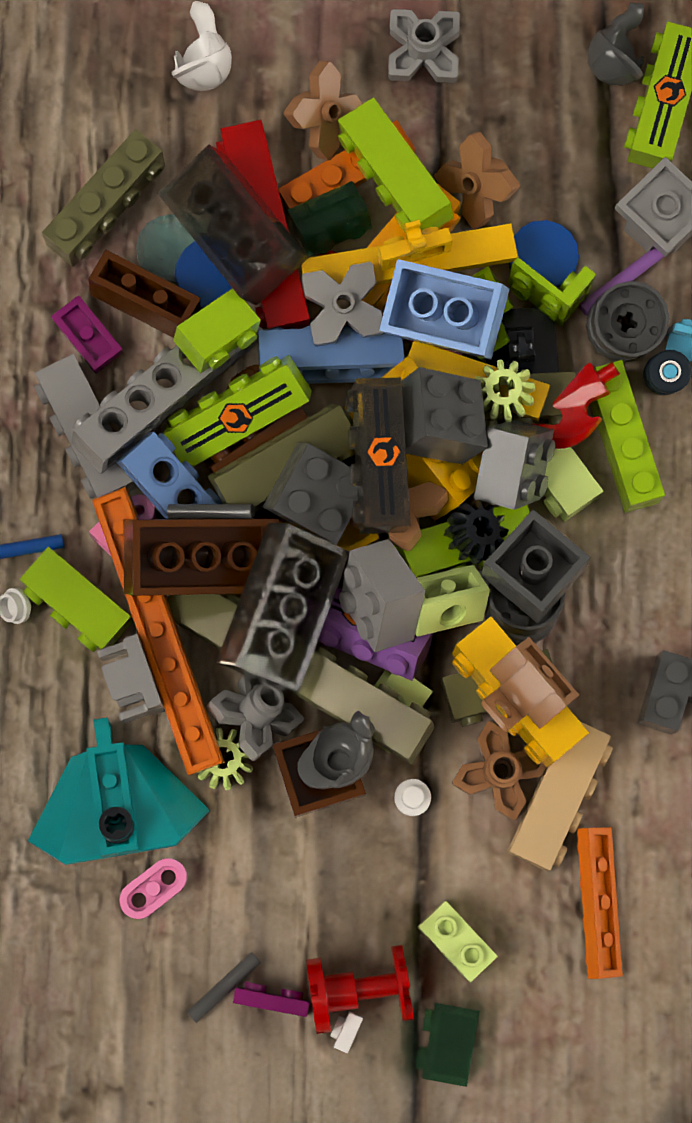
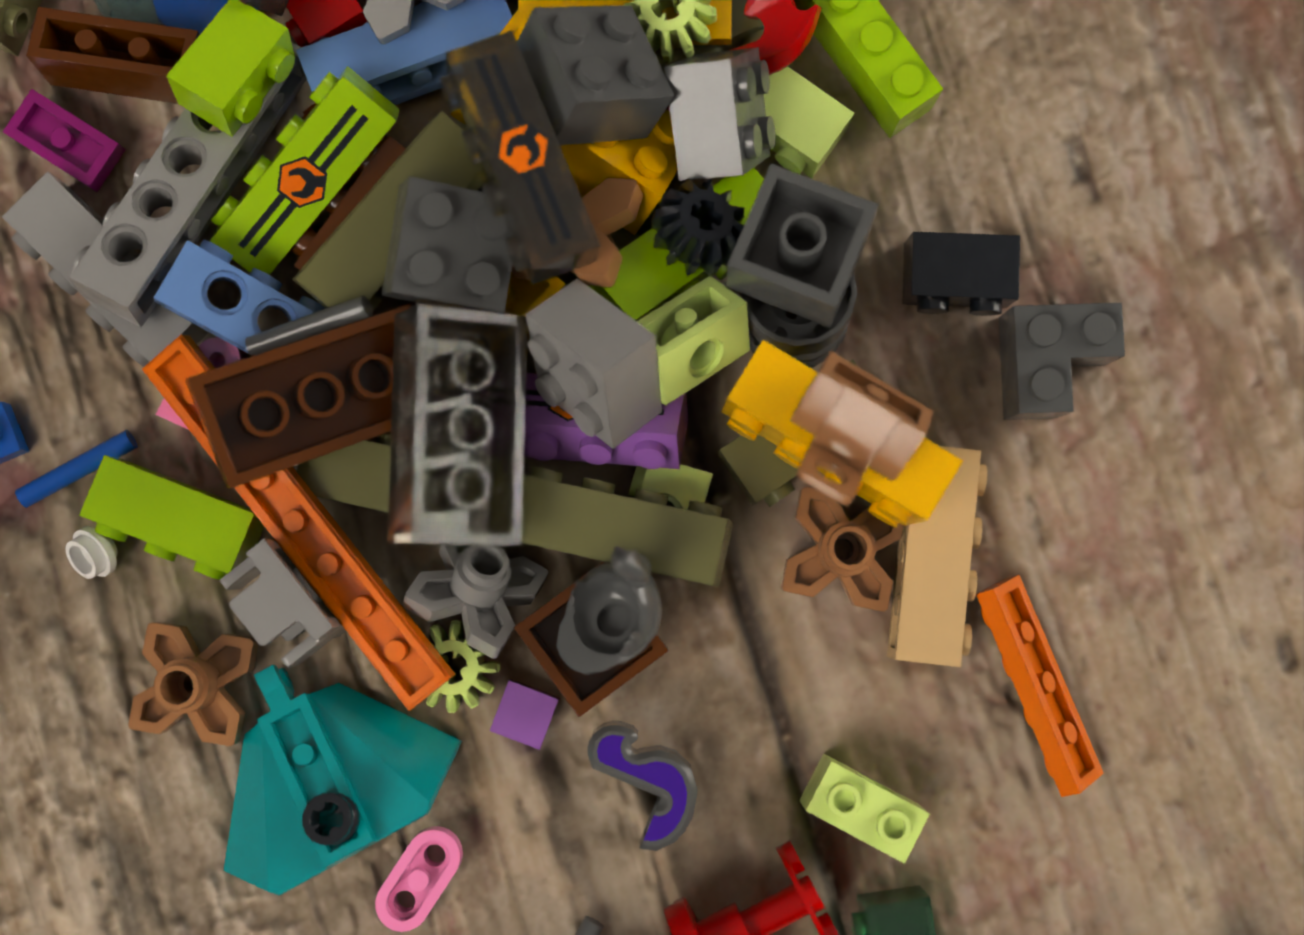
camera: 15 degrees left, 5 degrees up
(32, 717) = (208, 705): none -> medium nougat plant
(257, 806) = (524, 714): none -> medium lavender tile
(328, 869) = (652, 770): none -> animal
(412, 797) = (734, 627): white plate -> none
(639, 617) = (961, 272): none -> black brick

